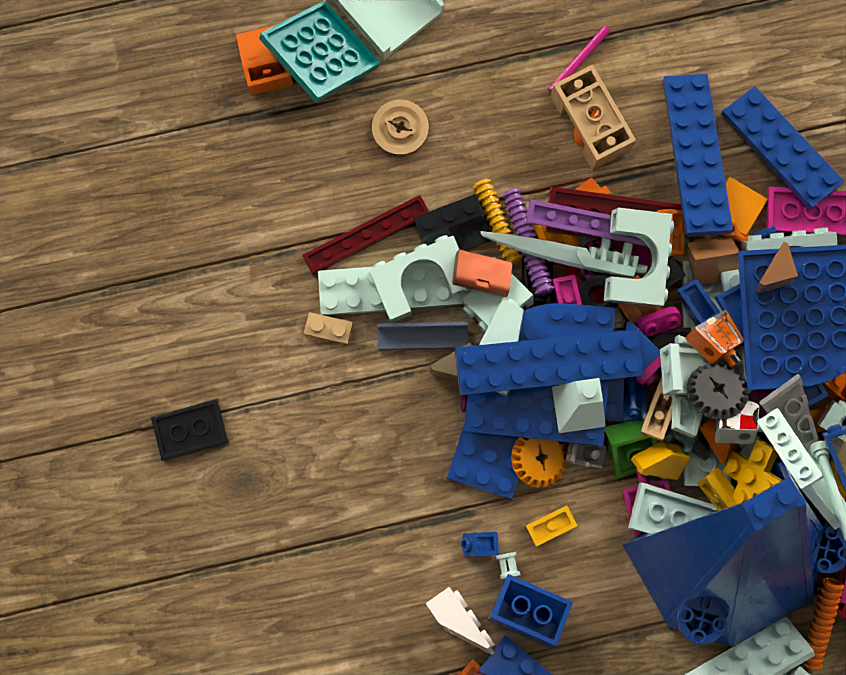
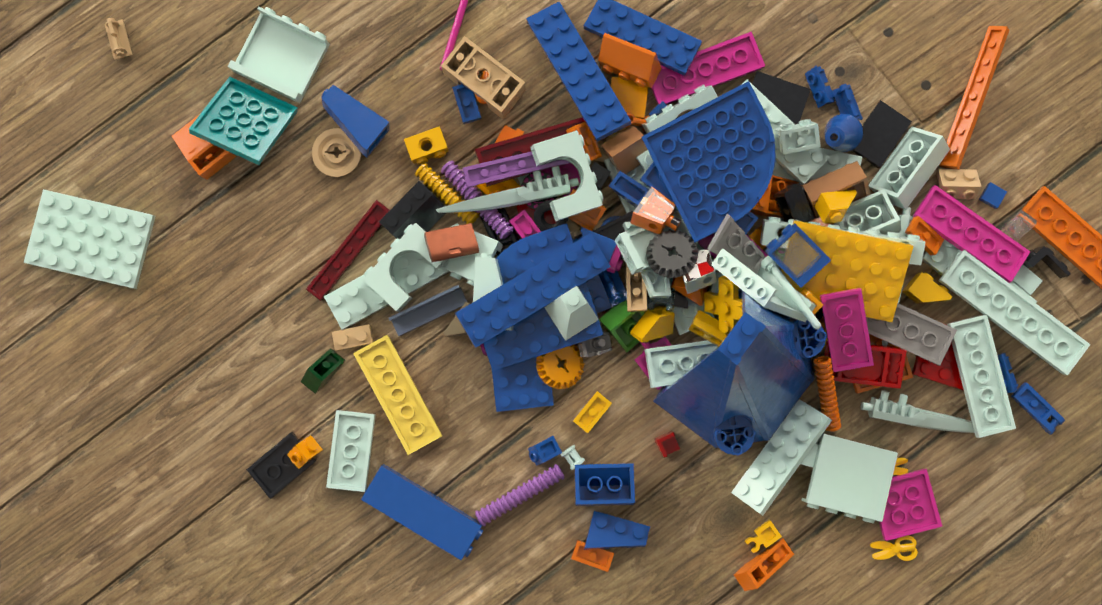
camera: 20 degrees left, 5 degrees up
(101, 102) = (89, 239): none -> light aqua plate
(221, 426) = (304, 451): none -> light orange bracket
(271, 448) = (351, 451): none -> light aqua plate
(280, 348) = (322, 371): none -> dark green slope
(318, 550) = (422, 512): none -> blue brick
(349, 411) = (398, 394): none -> light yellow plate
(432, 580) = (517, 496): none -> medium lavender piece
(436, 101) = (356, 120): none -> blue slope
(452, 616) = (544, 514): white slope -> none
(508, 154) = (415, 145): none -> yellow brick
(561, 137) = (466, 104): none -> blue plate
(618, 598) = (667, 444): none -> red panel
(659, 321) = (605, 217): dark pink plate -> none
(756, 167) = (629, 61): none -> orange slope
(780, 271) = (678, 141): medium nougat slope -> none

